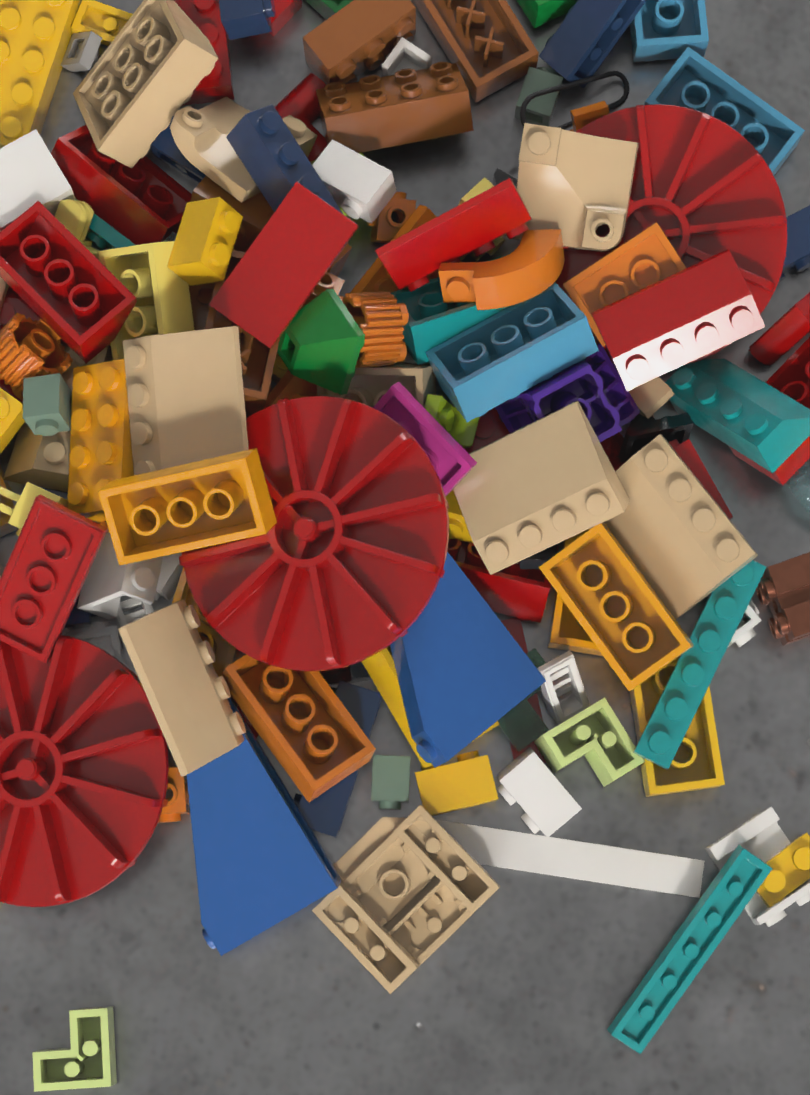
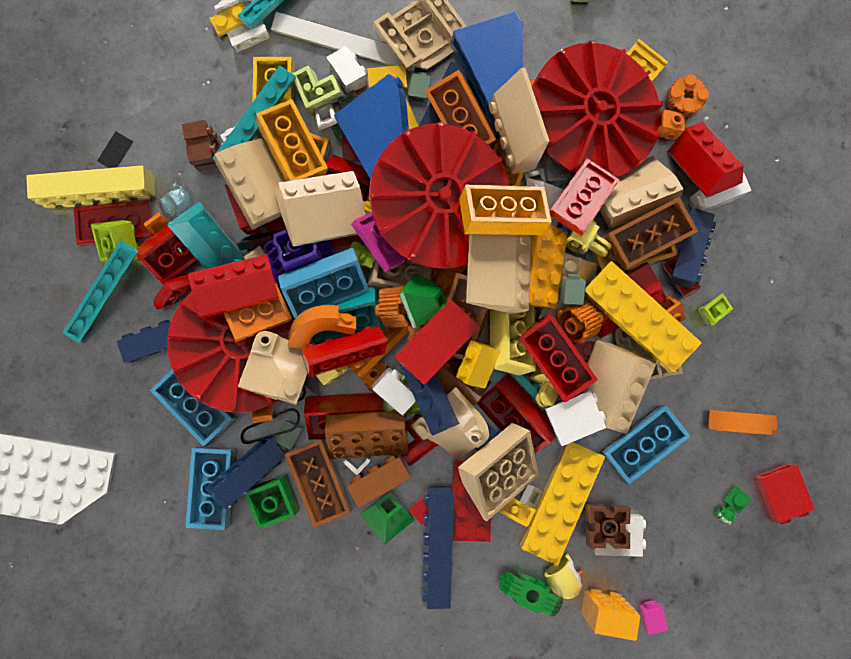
camera: 170 degrees left, 5 degrees up
(457, 155) = (319, 406): none -> red slope

